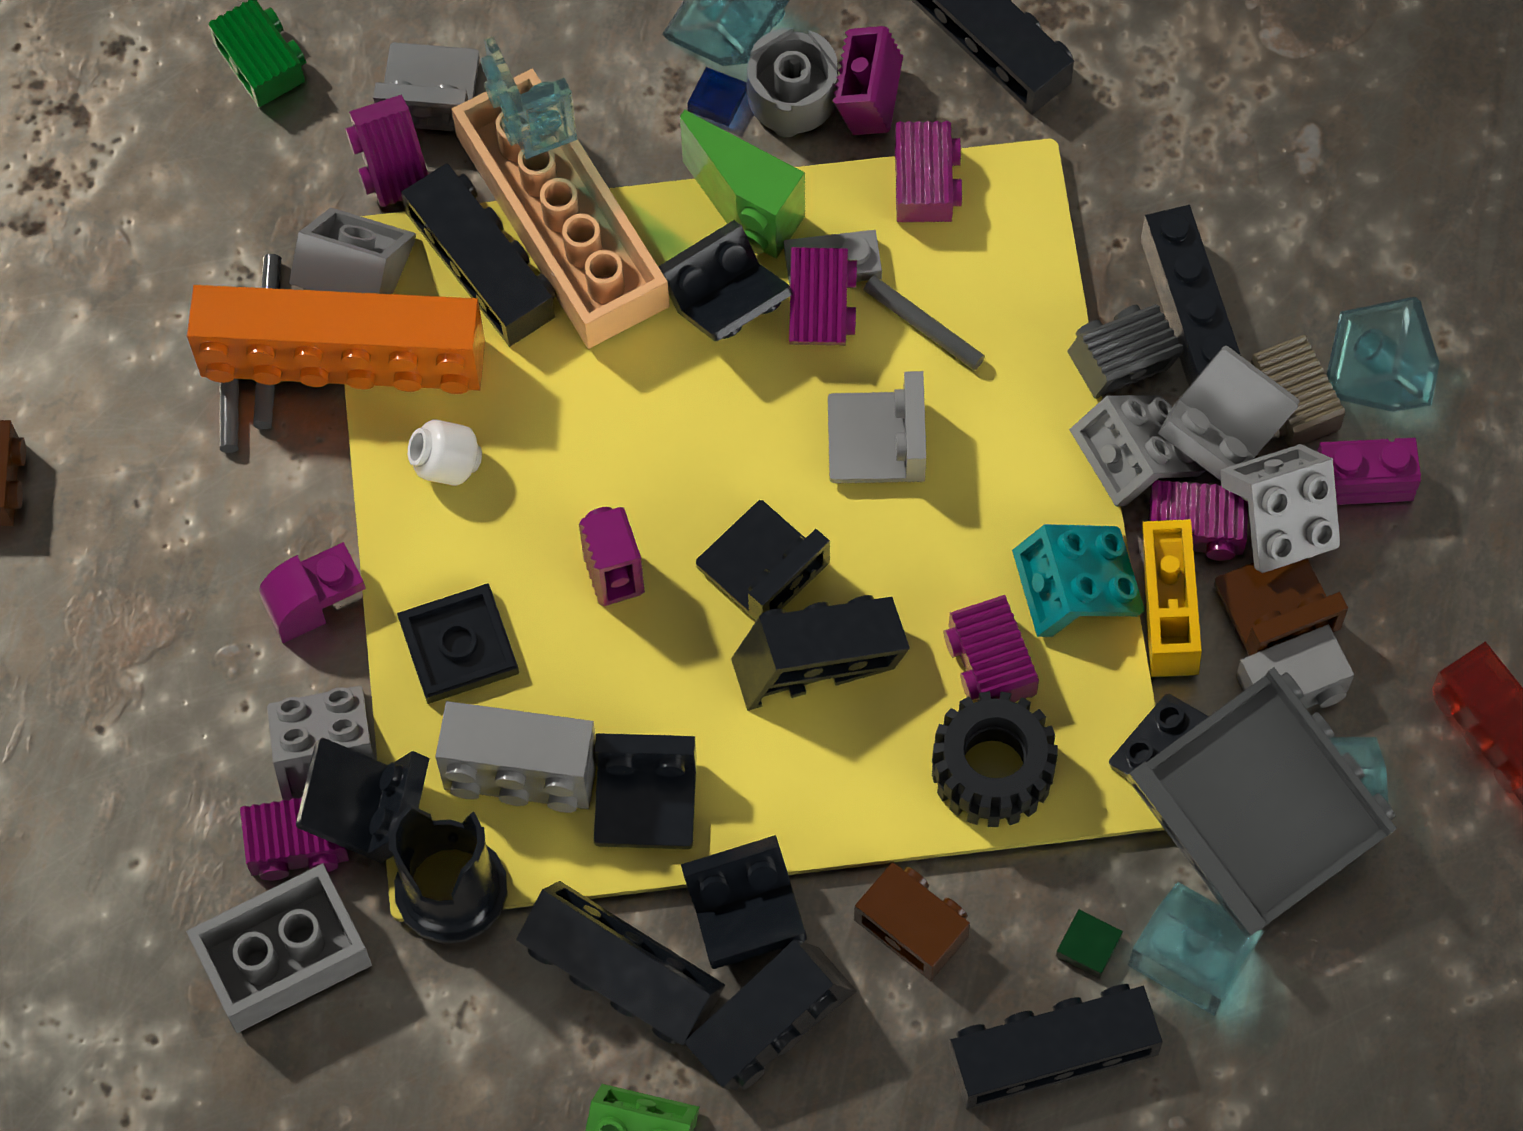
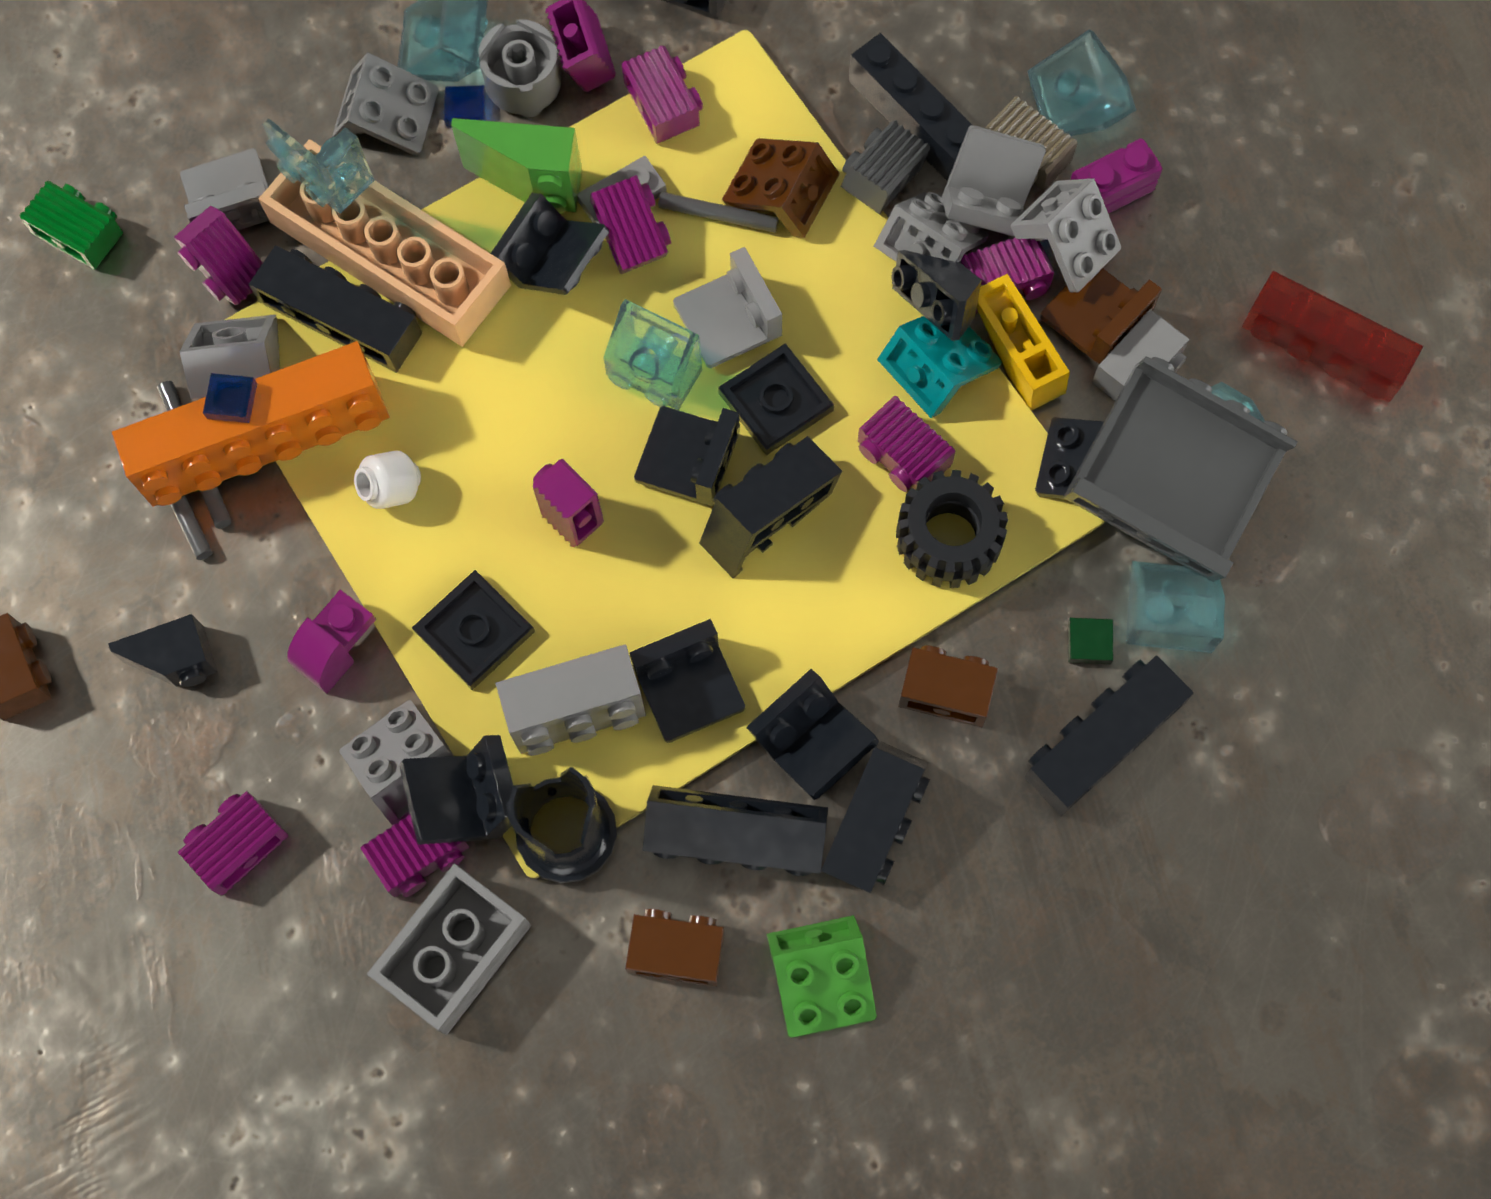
camera: 25 degrees left, 5 degrees up
(120, 747) = (232, 842): none -> magenta brick
(149, 530) = (171, 652): none -> black slope
(324, 301) = (230, 398): none -> clear blue tile
(502, 1053) = (675, 948): none -> reddish brown brick
(635, 62) = (387, 104): none -> light grey bracket
(773, 445) = (652, 356): none -> clear light blue slope
(885, 545) = (776, 399): none -> black tile
(1008, 320) = (785, 179): none -> reddish brown bracket
(1108, 506) = (938, 289): none -> black slope

